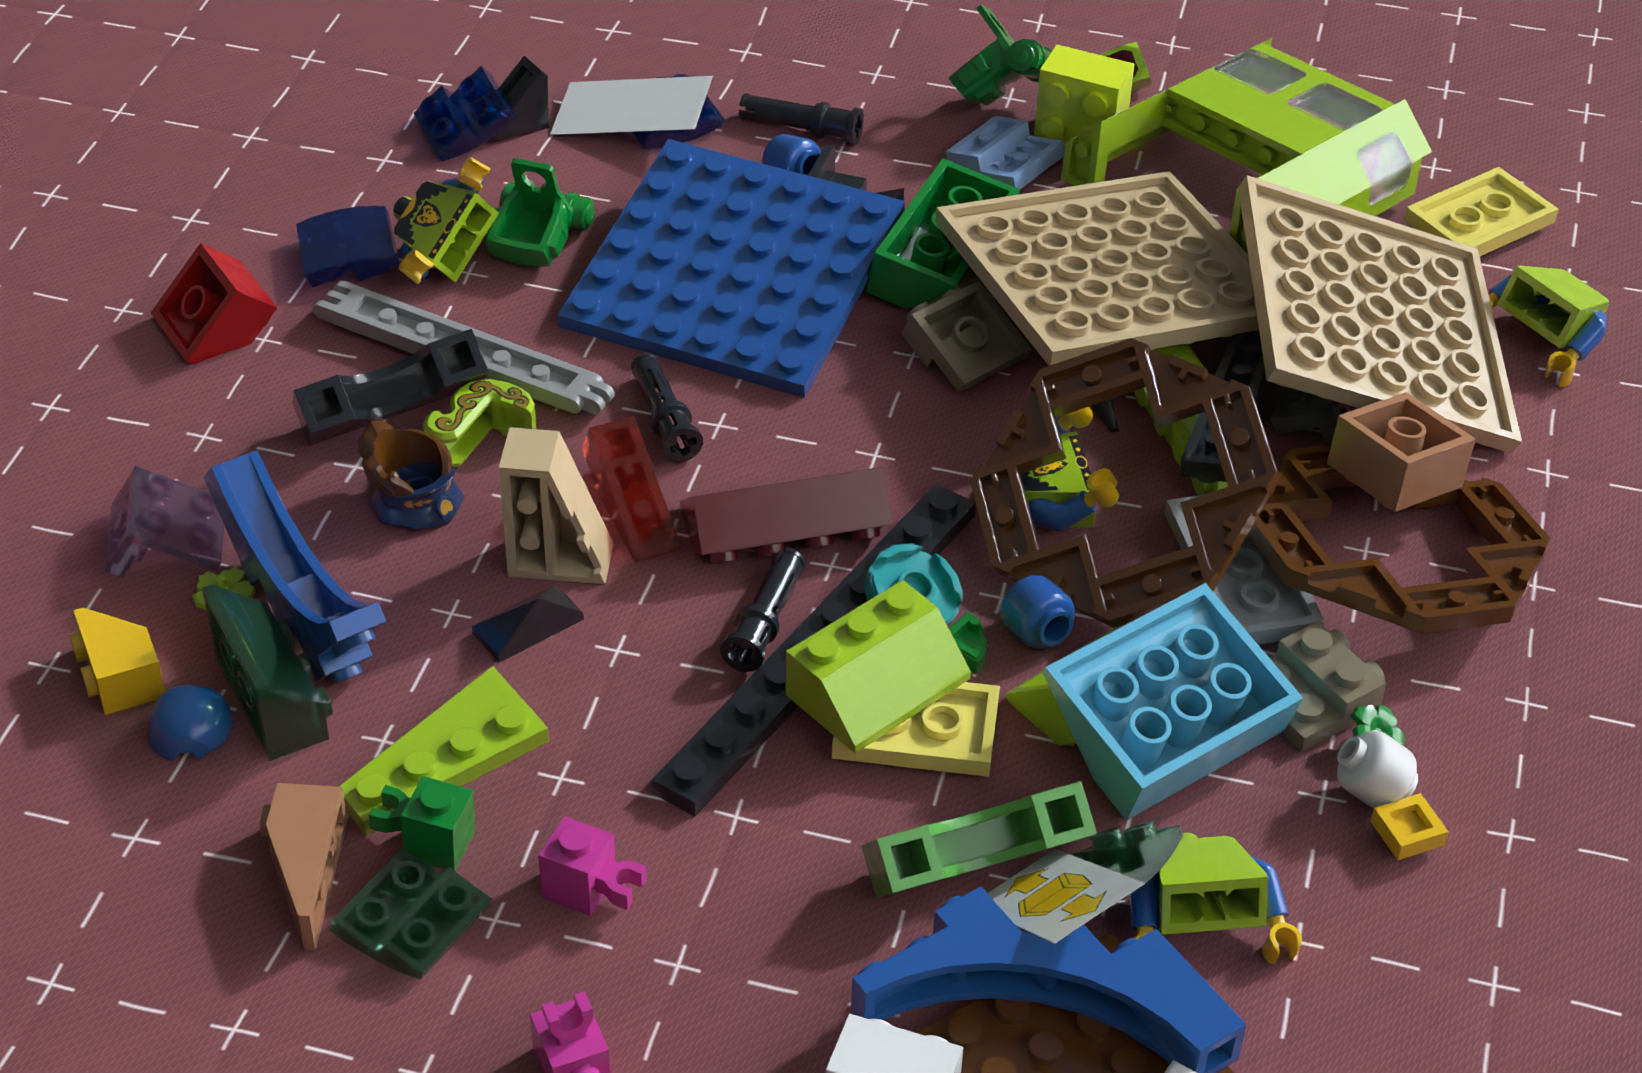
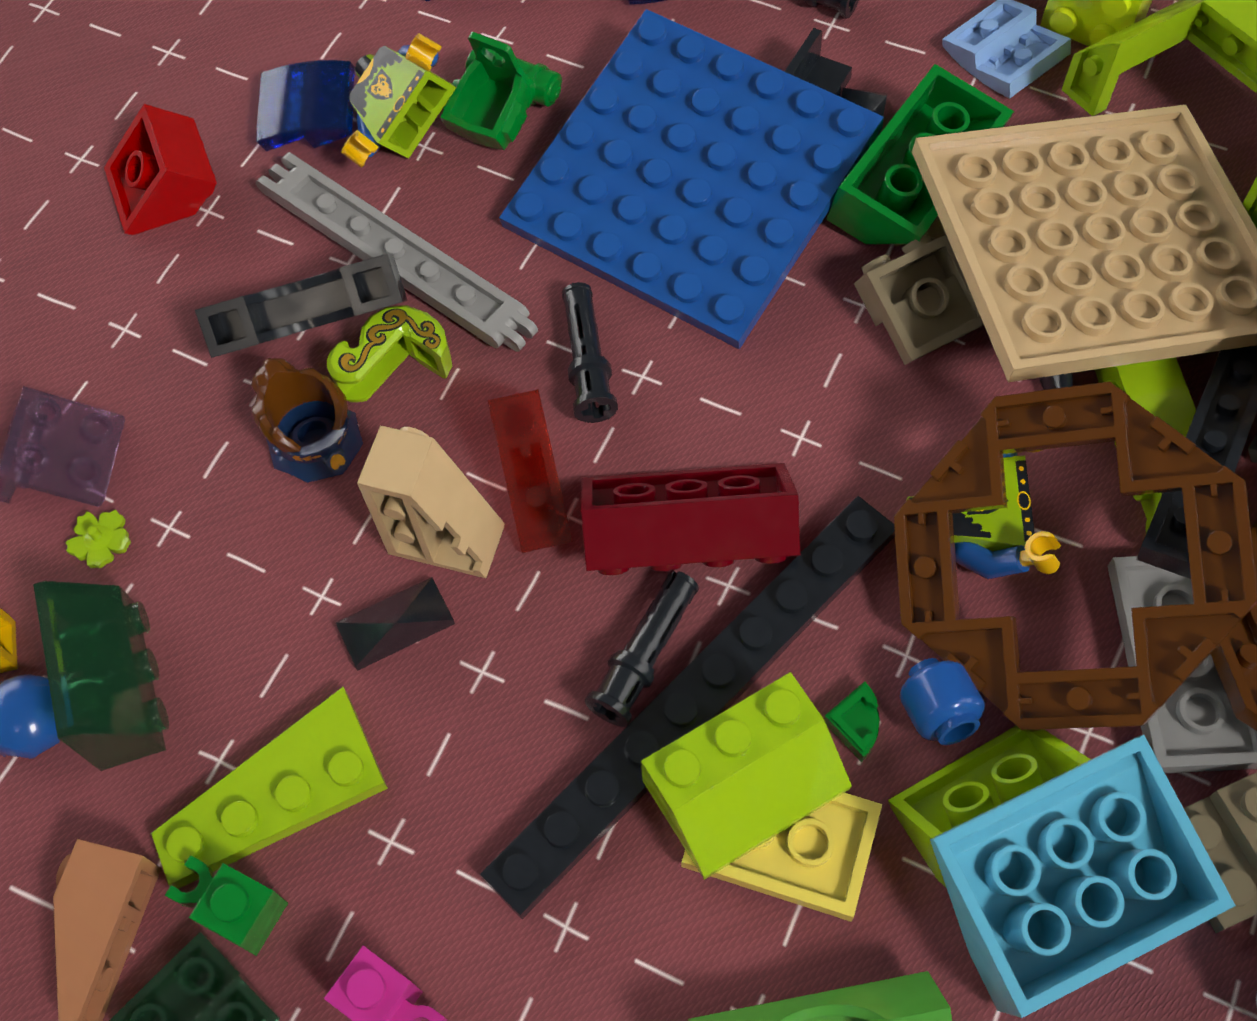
camera: 15 degrees right, 20 degrees up
(272, 551) = (169, 624): blue arch -> none
(791, 153) = (774, 38): blue head -> none
(923, 572) = (812, 642): teal tile -> none

